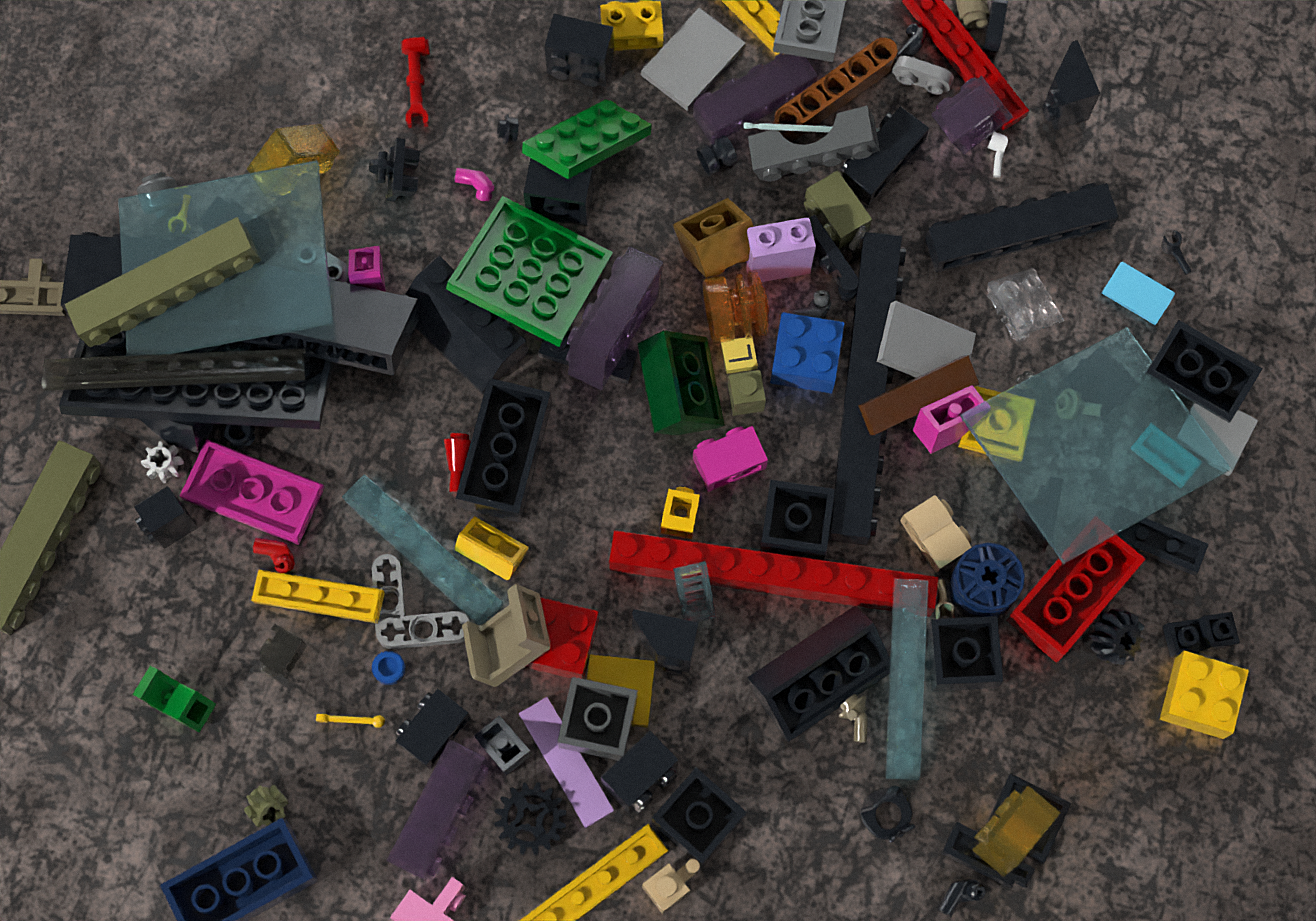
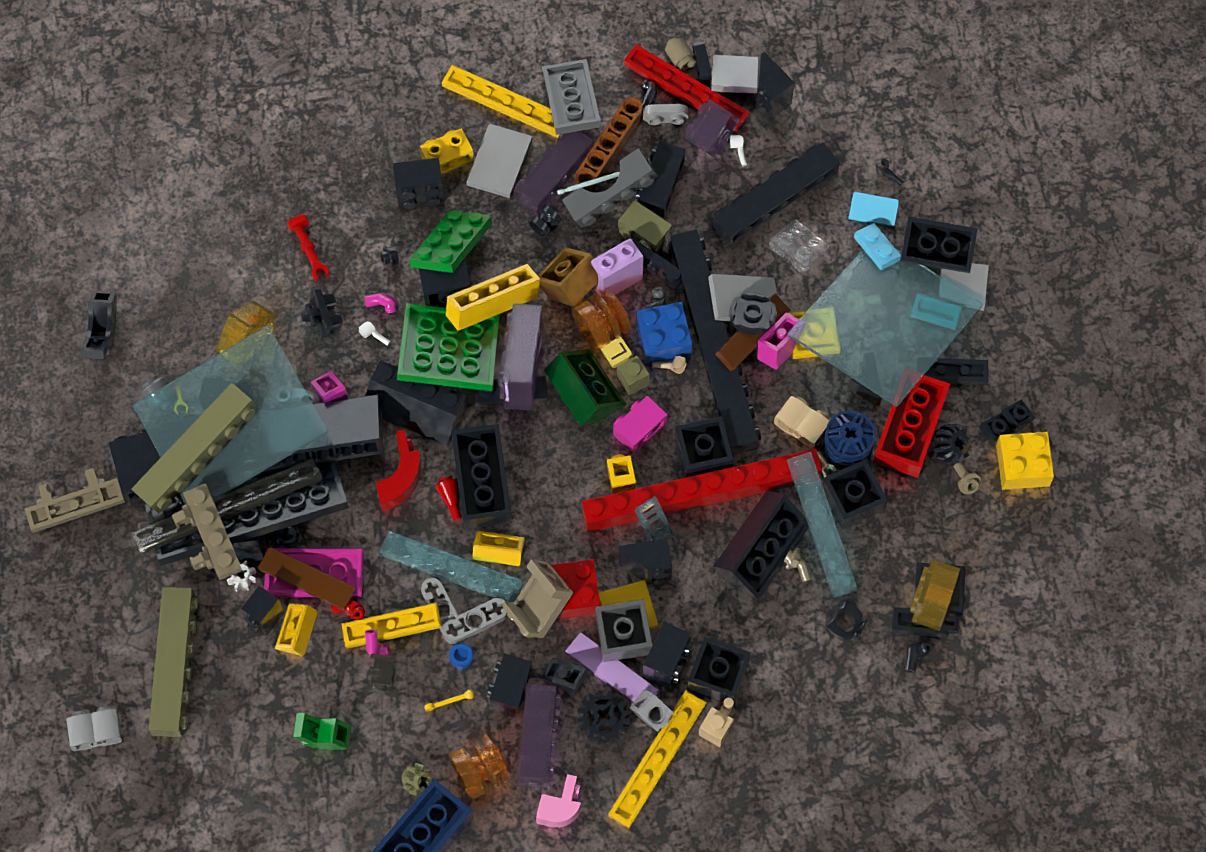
camera: 20 degrees left, 5 degrees down
(126, 87) = (101, 325): none -> black arch
(136, 420) = (218, 549): none -> dark tan hinge
(203, 554) = (296, 629): none -> yellow slope
(237, 497) = (307, 578): none -> reddish brown tile
(285, 616) = (373, 645): none -> dark pink arm
(346, 823) = (479, 767): none -> clear orange wheel
(413, 415) = (406, 477): none -> red arch
(443, 211) = (367, 329): none -> white hand
(590, 823) = (643, 706): none -> light grey brick
(610, 227) = (492, 297): none -> yellow brick
(808, 401) = (678, 365): none -> tan hand
(927, 371) = (752, 313): none -> black tile
(1030, 56) = (734, 74): none -> light grey tile
(1119, 695) = (969, 482): none -> dark tan plate
(1123, 343) = (877, 246): none -> medium azure plate

